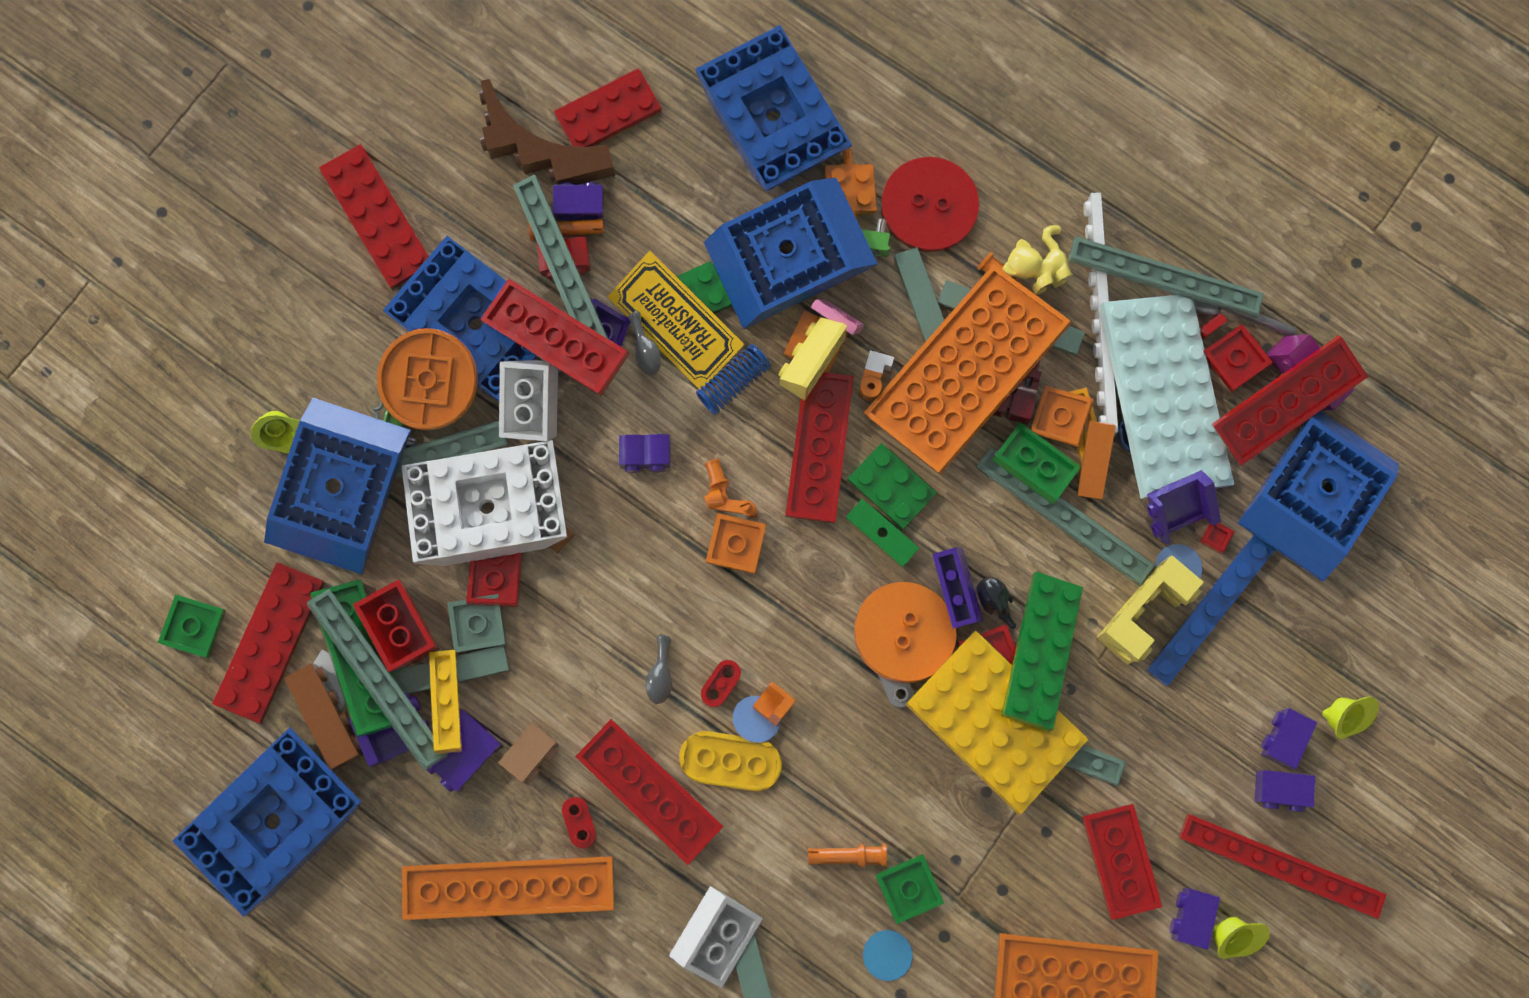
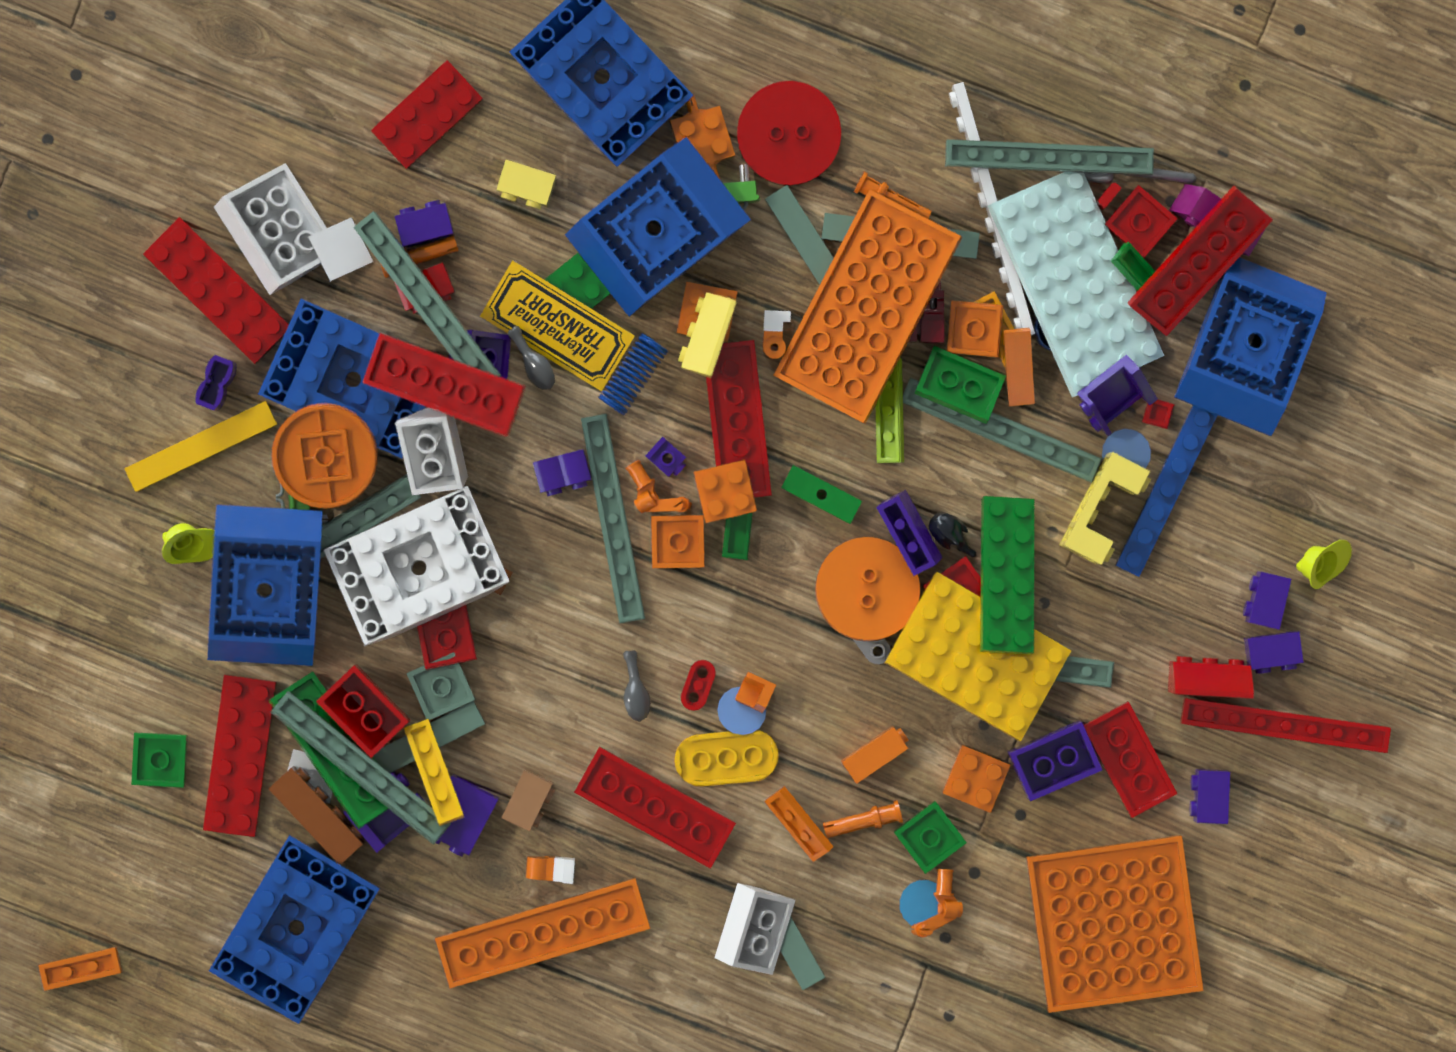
camera: 10 degrees left, 10 degrees up
(53, 808) = (80, 968): none -> orange plate
(318, 349) = (200, 446): none -> yellow tile
(345, 297) = (218, 377): none -> dark purple brick
(444, 174) = (272, 227): none -> white slope
(497, 206) = (340, 249): none -> white sticker
(533, 826) = (550, 868): none -> leg
(565, 163) = (328, 171): reddish brown arch -> none
(579, 822) = (595, 853): red plate -> none
(680, 189) = (526, 184): none -> light yellow brick
(680, 509) = (612, 518): none -> sand green tile
(744, 473) = (656, 453): none -> dark purple brick
(784, 843) = (798, 824): none -> orange plate
(792, 504) = (725, 491): none -> orange brick
(794, 550) = (737, 536): none -> green tile
(836, 314) = (723, 283): bright pink tile -> none
(875, 792) = (875, 753): none -> orange brick
(891, 486) = (820, 443): green plate -> none
(911, 963) = (947, 909): none -> orange pin
(963, 479) = (890, 420): none -> lime tile
(967, 842) = (976, 778): none -> orange plate
(1027, 263) = (903, 176): light yellow animal -> none
(1049, 843) = (1054, 760): none -> dark purple brick
(1218, 800) = (1210, 678): none -> red slope
(1221, 393) = (1132, 265): none -> green tile
(1239, 939) = (1256, 805): neon yellow piece -> none

